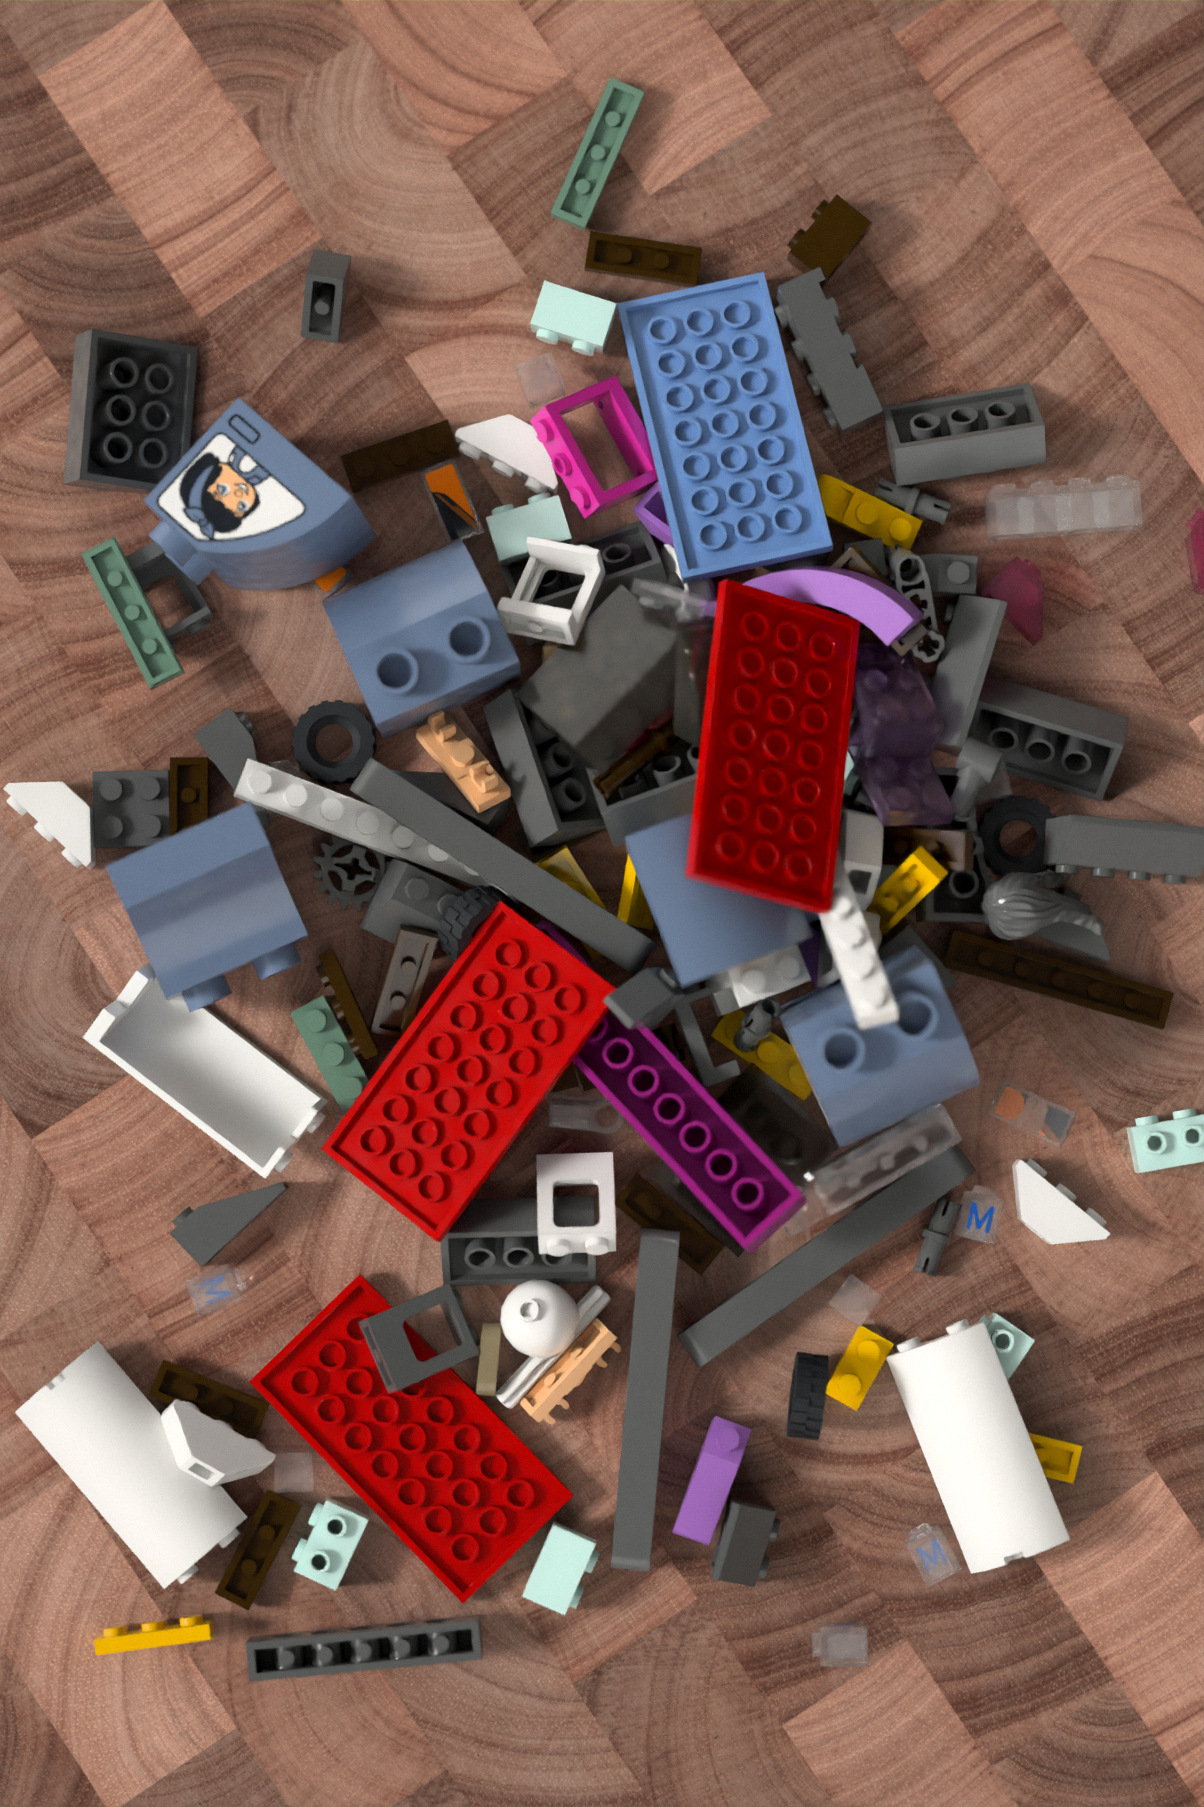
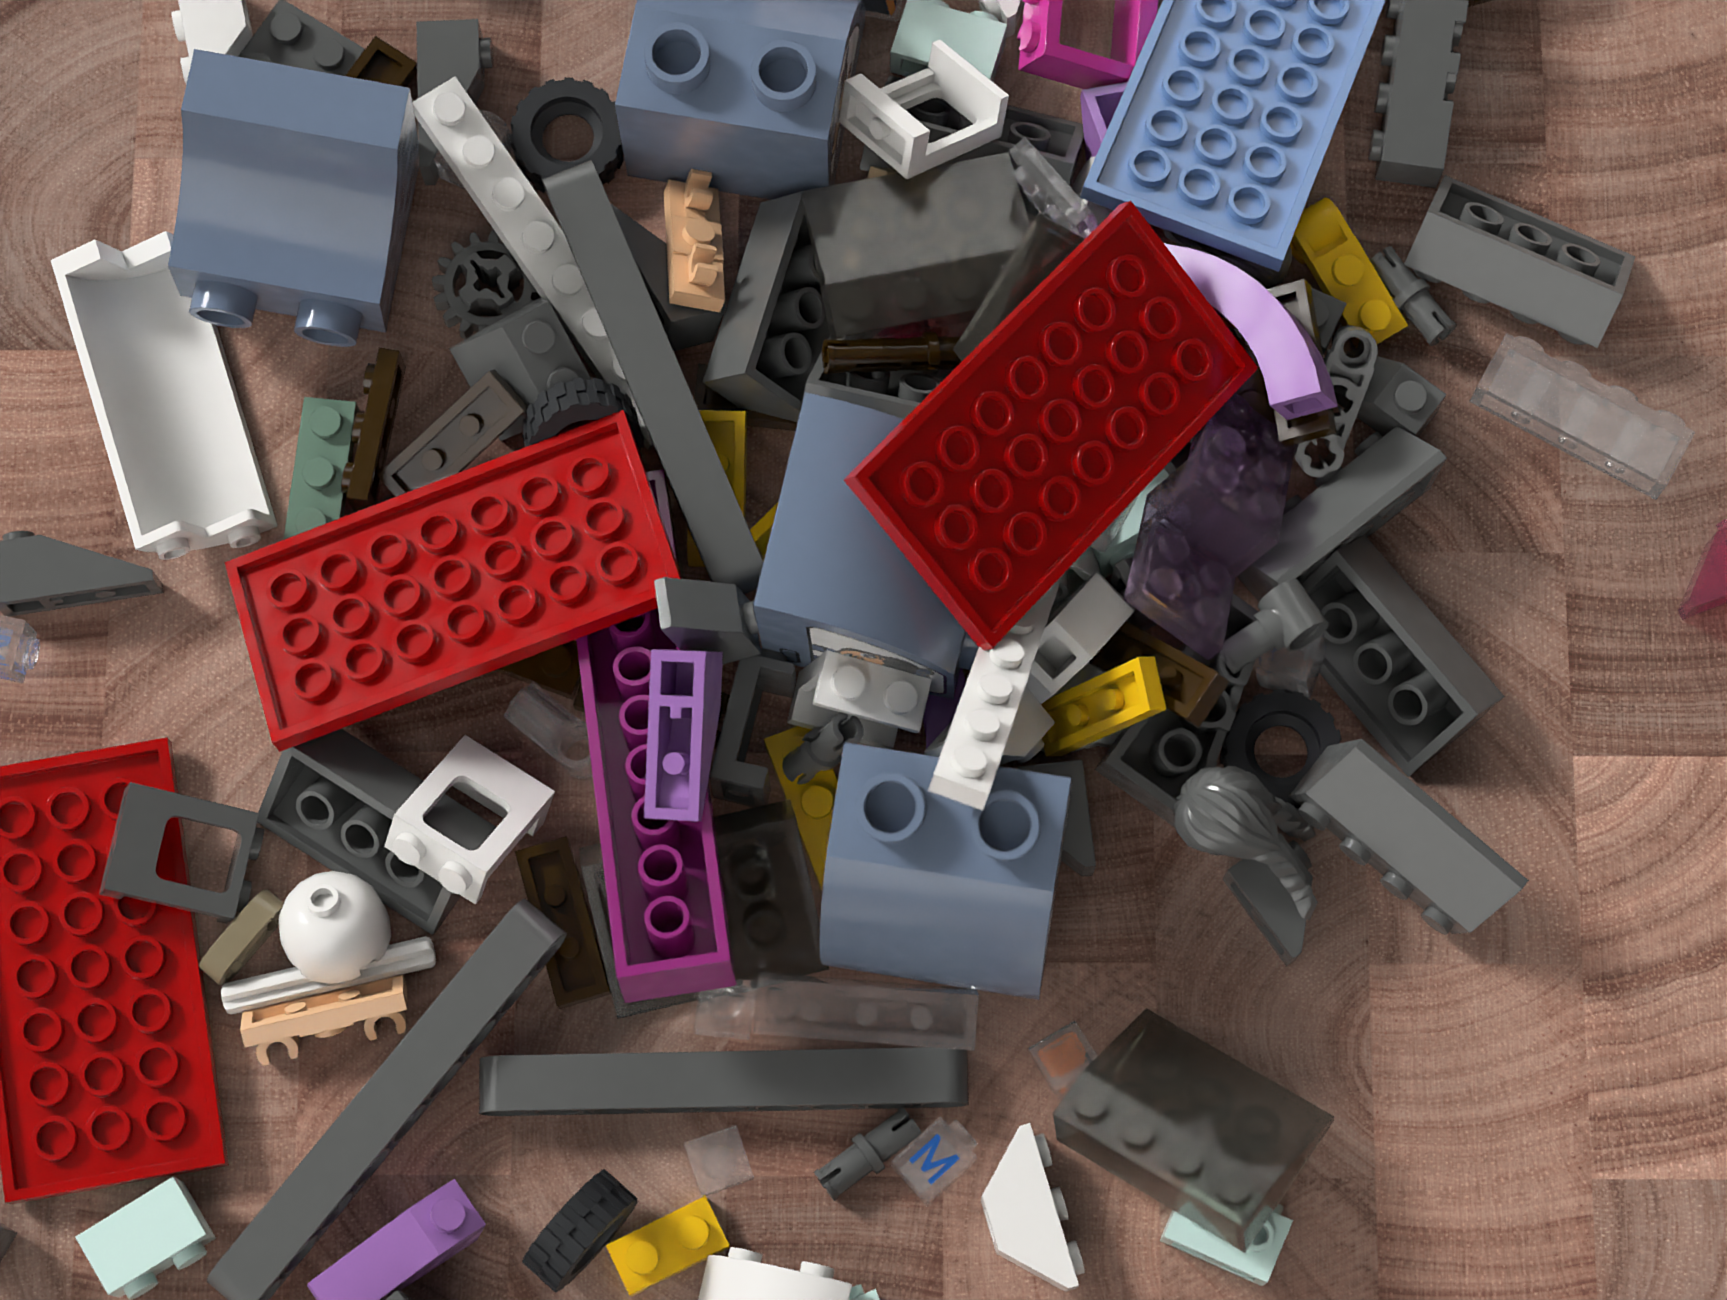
camera: 35 degrees right, 10 degrees down
(679, 1077) = (681, 731): none -> medium lavender slope
(1023, 591) = (1466, 479): clear pink slope -> none
(1058, 979) = (1219, 947): dark brown plate -> none
(1114, 1098) = (1190, 1127): none -> clear smoke slope

